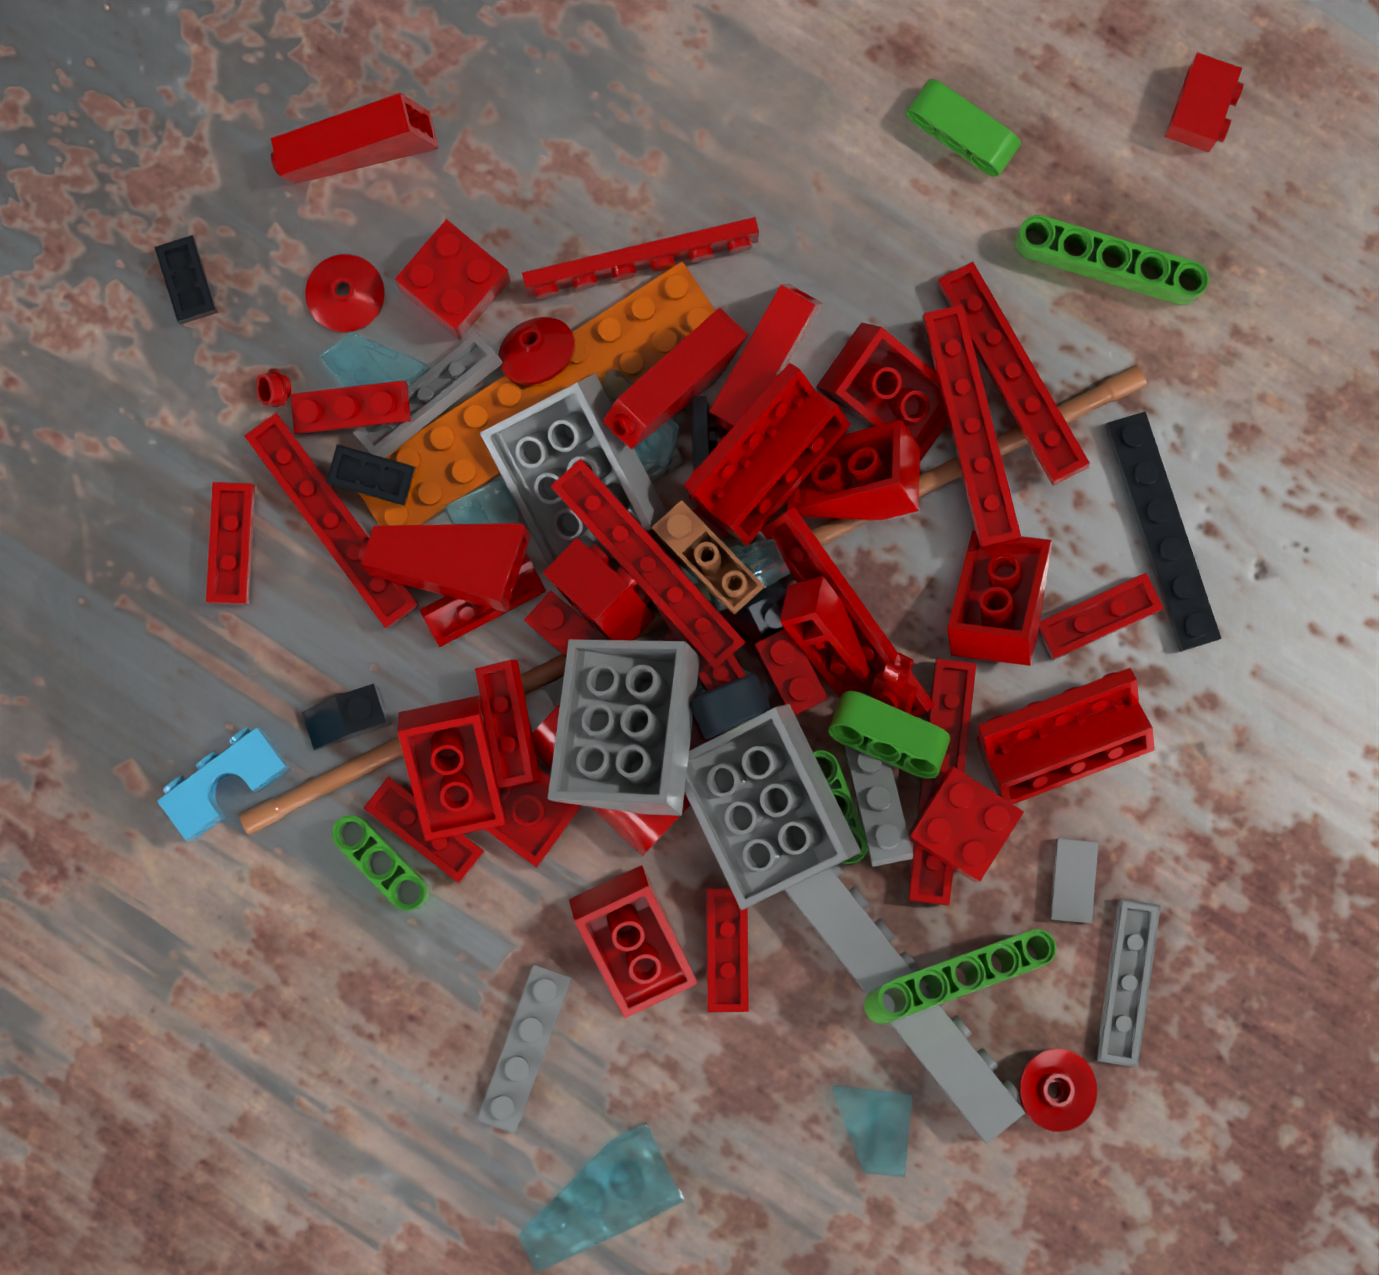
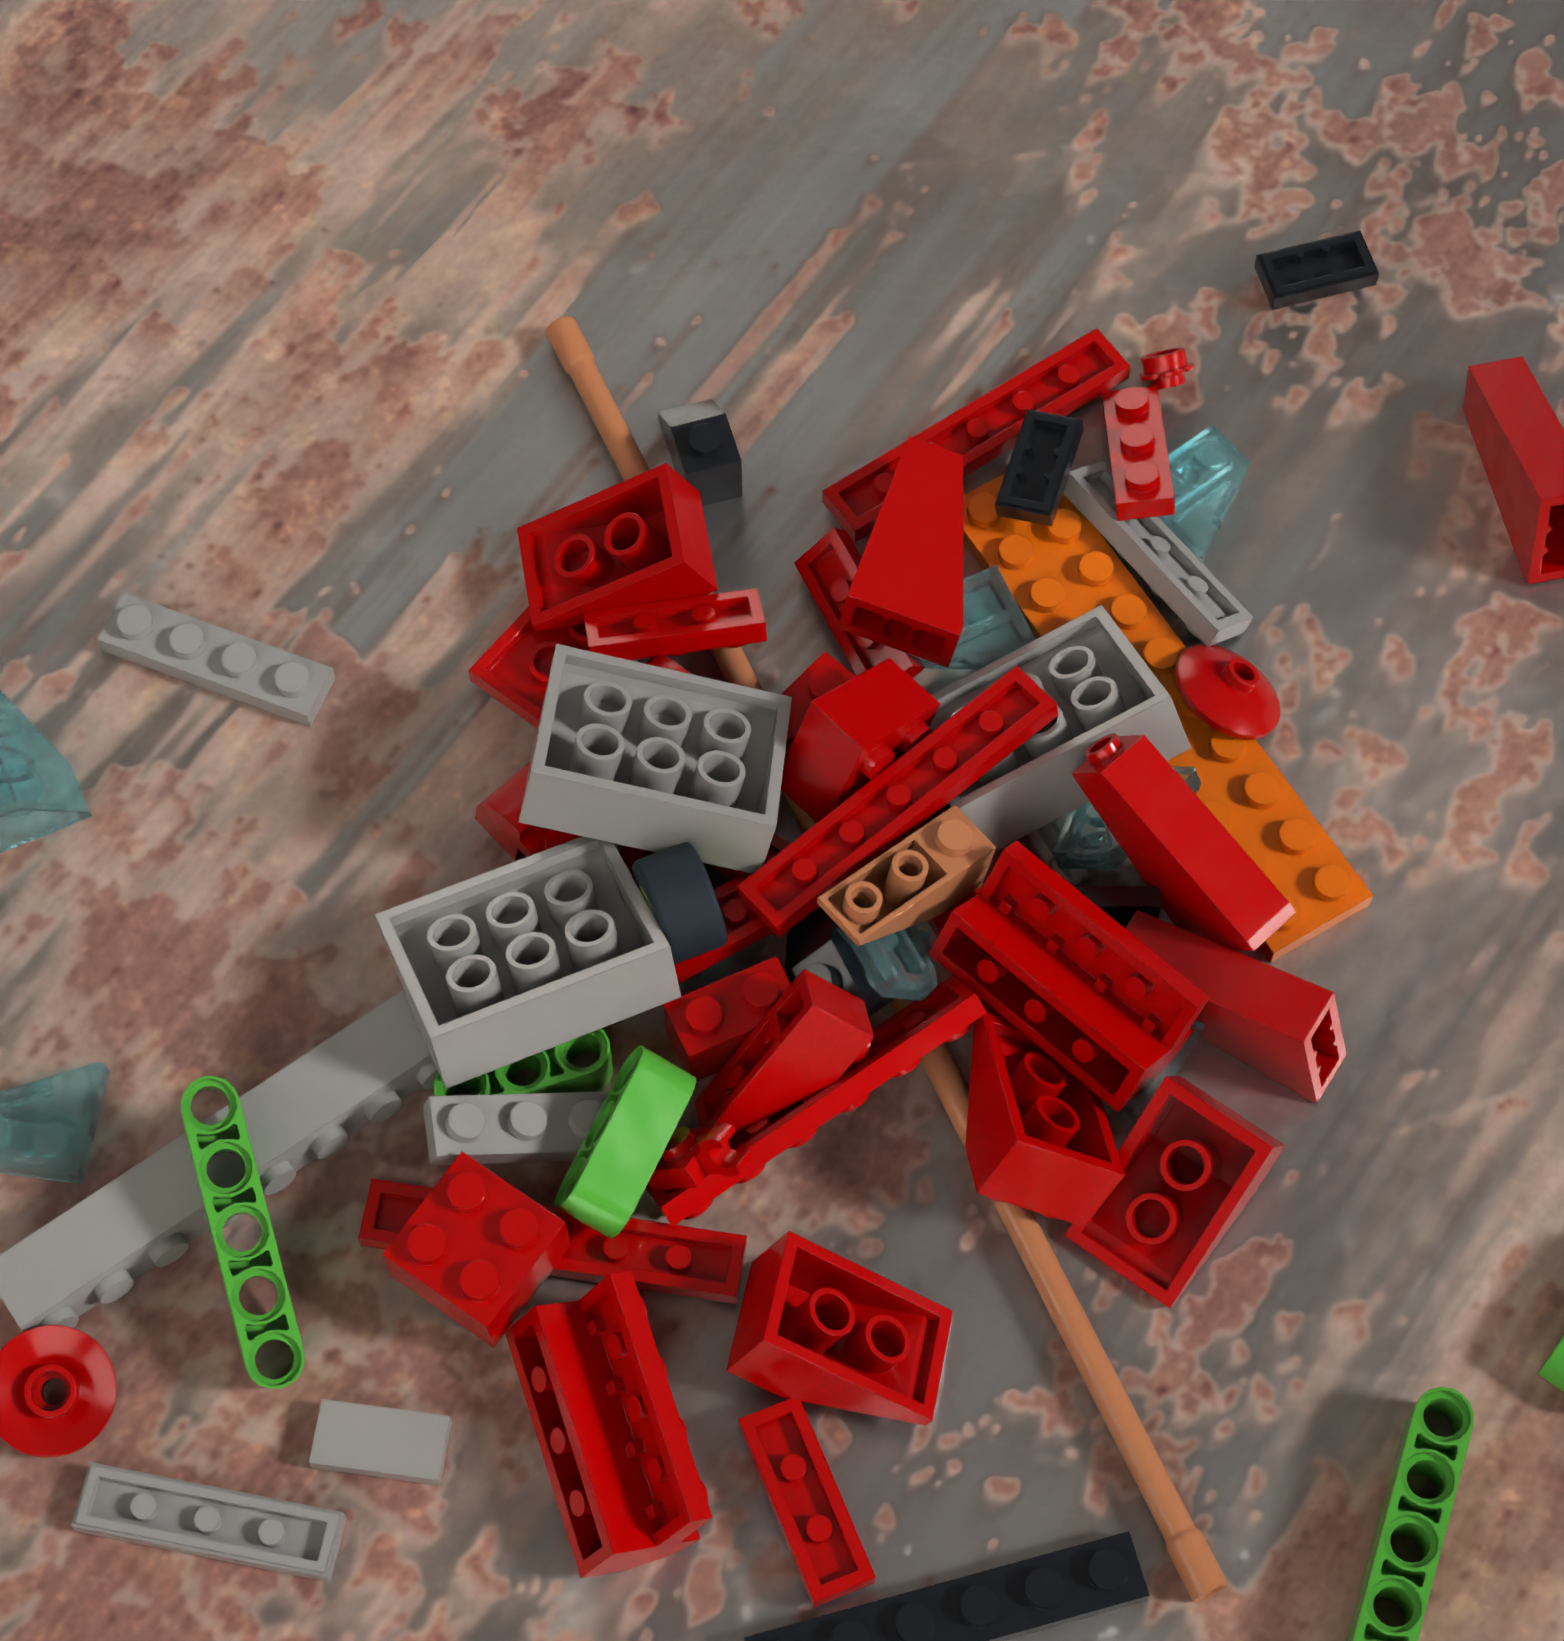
camera: 95 degrees right, 20 degrees down
(192, 801) = (596, 267): medium azure arch -> none
(230, 543) = (947, 315): red plate -> none
(346, 312) = (1300, 481): red dish -> none
(362, 855) = (485, 505): bright green beam -> none
(398, 812) = (496, 569): red plate -> none
(452, 279) = (1328, 584): red brick -> none
(632, 941) = (351, 792): red slope -> none
(658, 255) = (1380, 855): red plate -> none
(726, 953) = (310, 922): red plate -> none
(971, 426) = (1117, 1295): red plate -> none
(1015, 375) = (1204, 1371): red plate -> none

